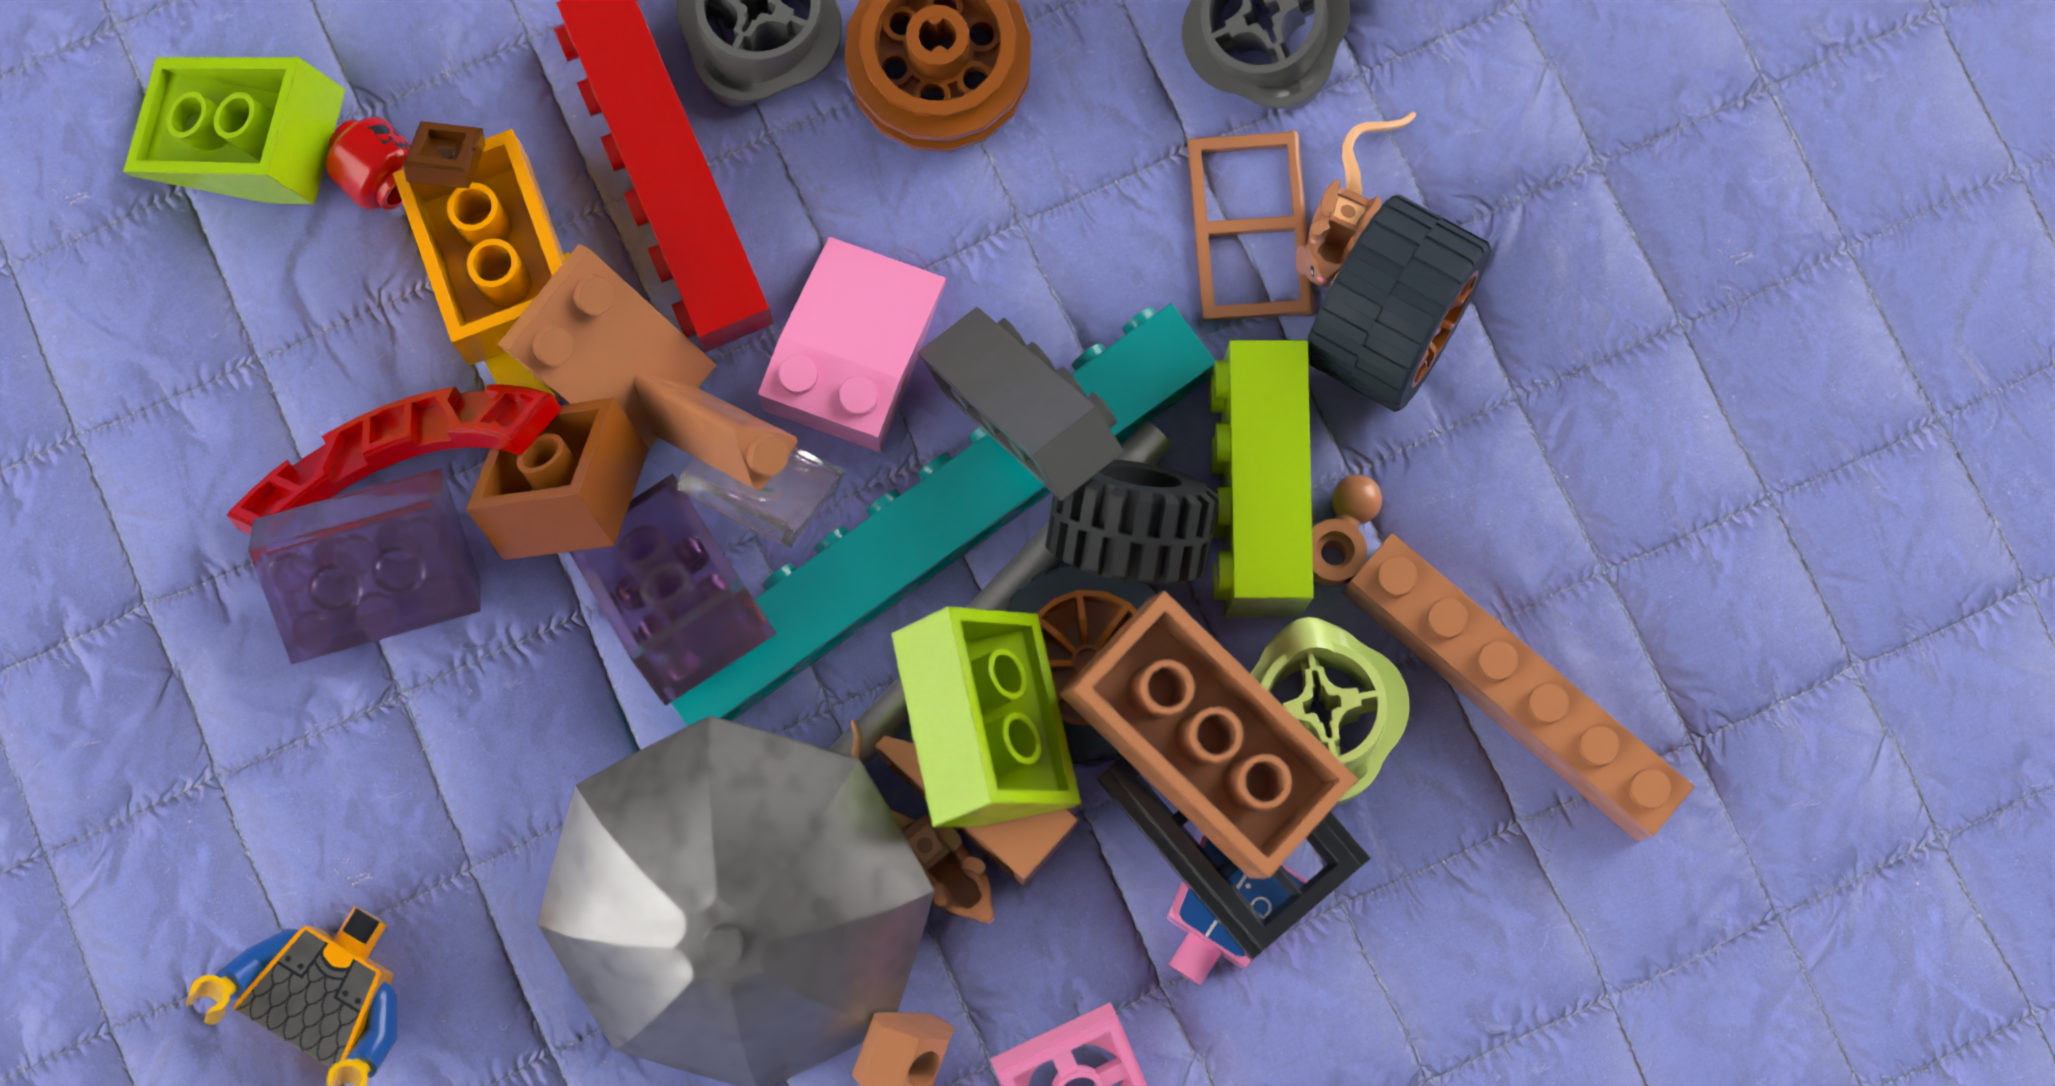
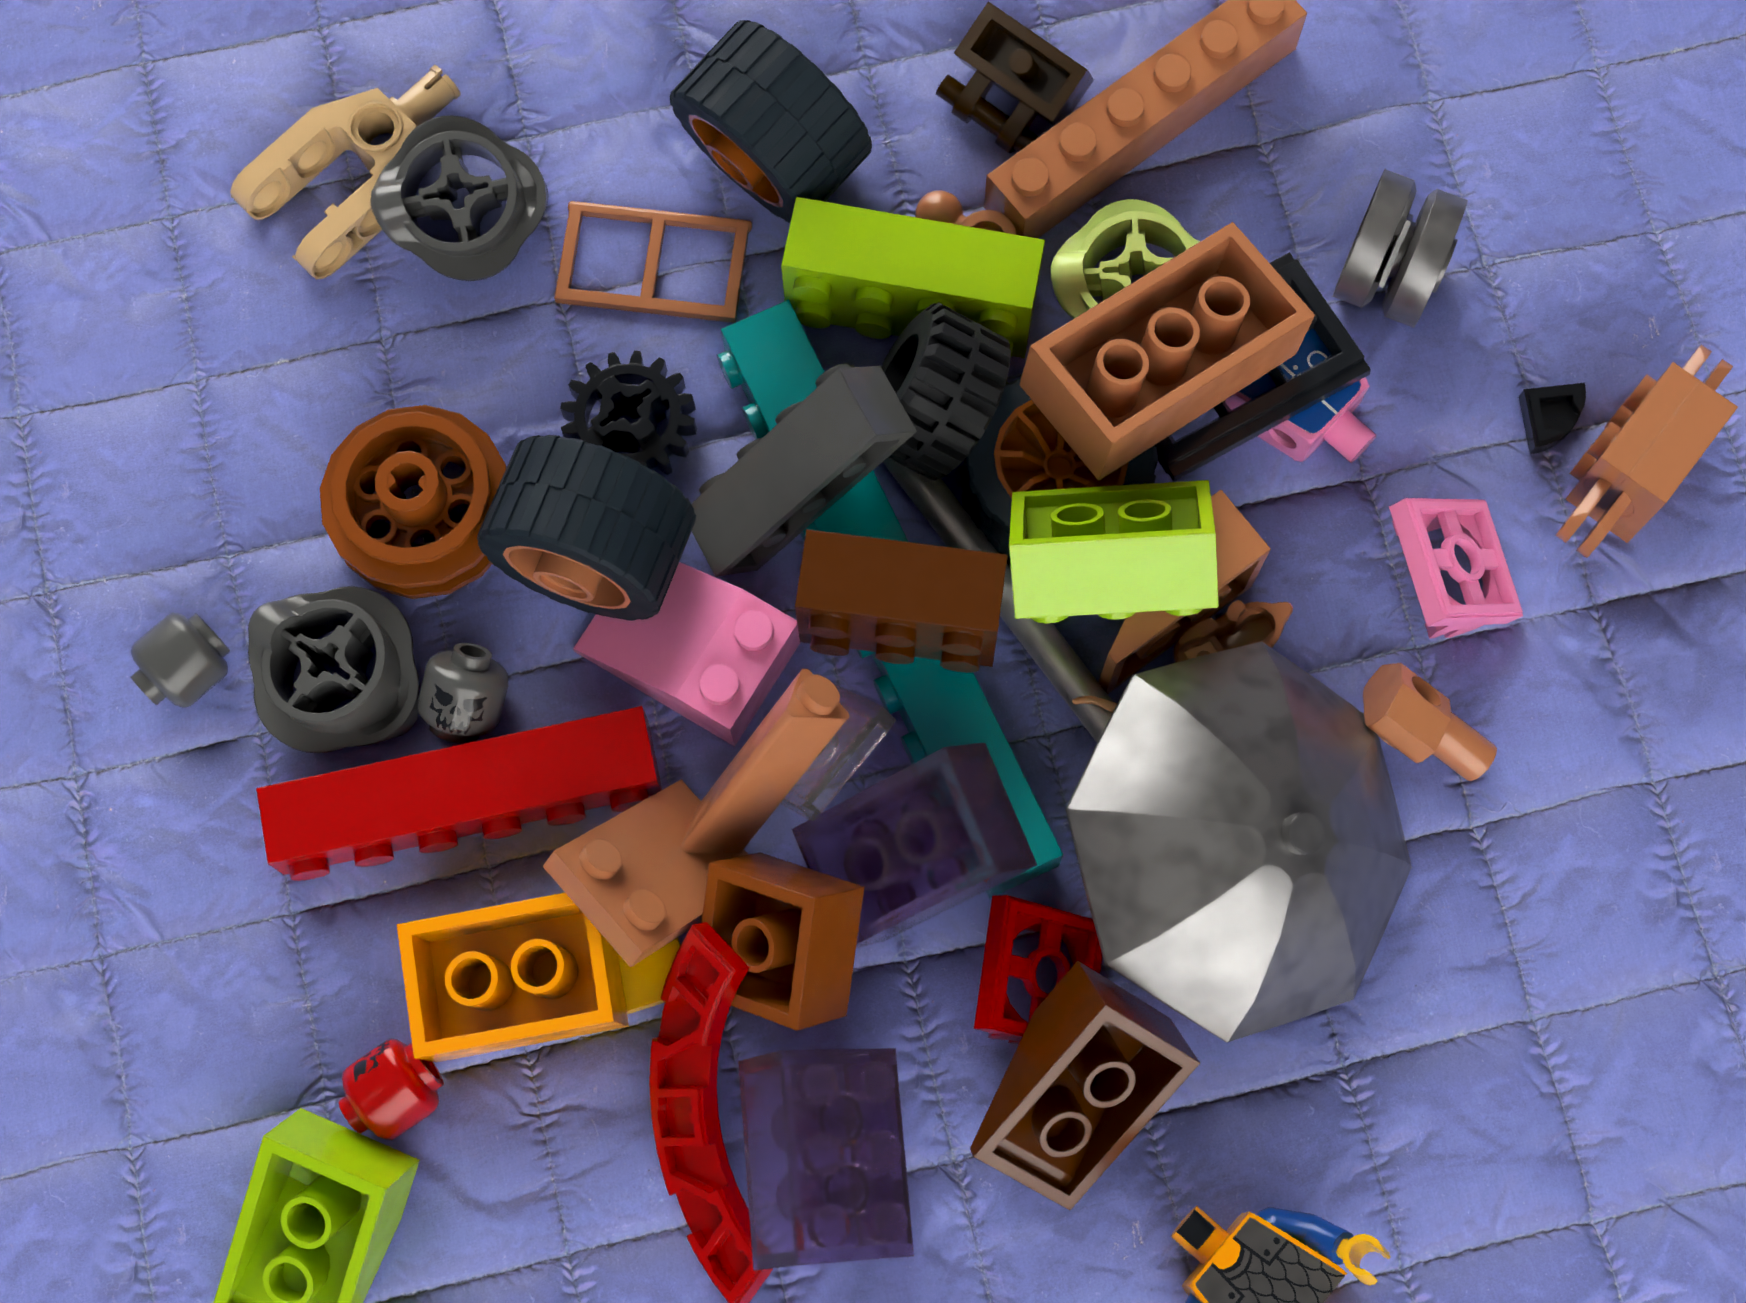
camera: 75 degrees left, 5 degrees down
(444, 154) = (411, 993): reddish brown tile -> none
(474, 792) = (1081, 1086): none -> reddish brown slope
(529, 695) = (1006, 920): none -> red piece
(756, 141) = (462, 693): none -> dark grey head
(895, 520) = (899, 600): none -> reddish brown brick
(923, 214) = (587, 527): none -> black wheel
(1084, 216) = (645, 400): none -> black gear
(1341, 213) = (671, 171): nougat animal -> none
(1404, 966) = (1402, 249): none -> flat silver wheel
(1530, 550) = (1021, 66): none -> dark brown brick

